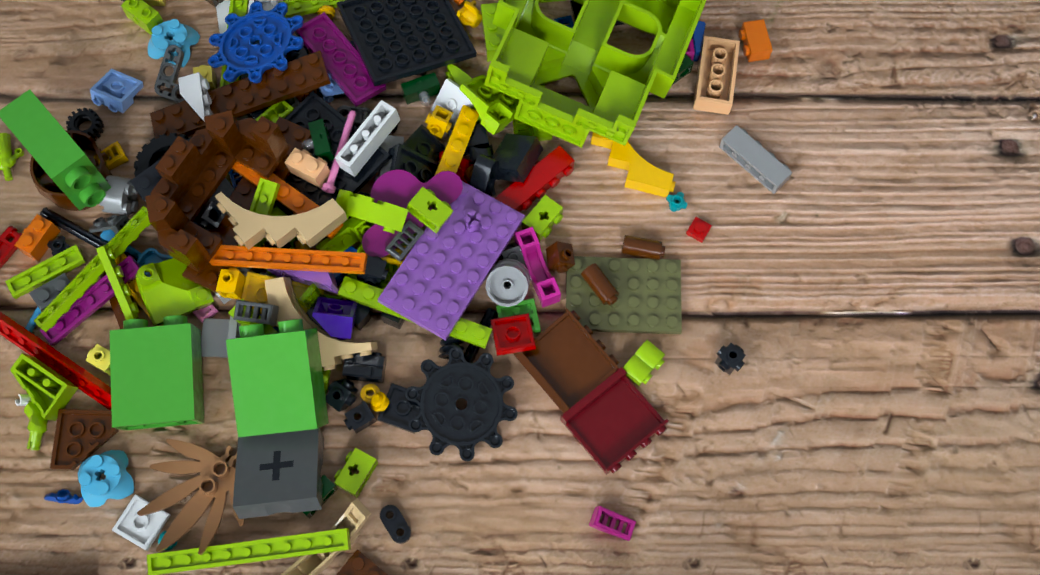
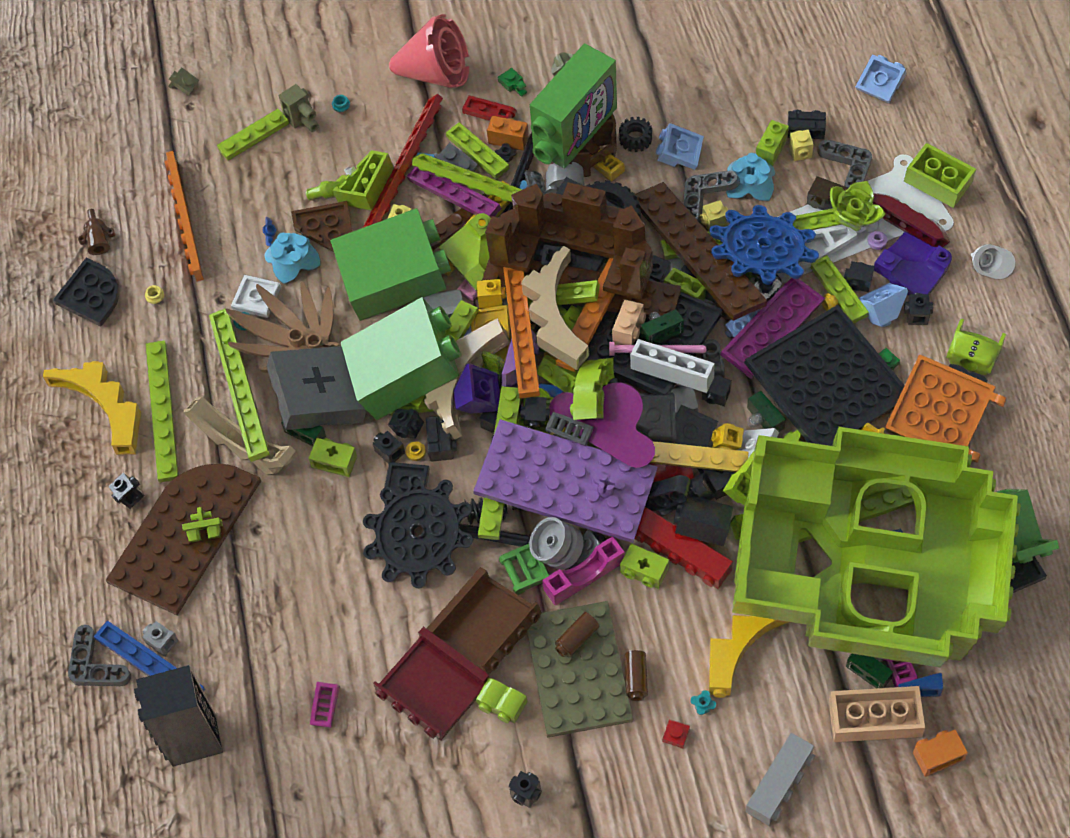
camera: 85 degrees right, 10 degrees down
(115, 276) = (468, 202): lime plate -> none
(195, 91) = (683, 209): white slope -> none
(268, 316) = (466, 332): dark grey slope -> none
(379, 402) = (405, 458): yellow plate -> none
(395, 523) = (291, 505): black plate -> none
(420, 206) = (605, 428): lime brick -> none
(513, 334) = (501, 561): red plate -> none
(560, 257) = (607, 594): reddish brown brick -> none

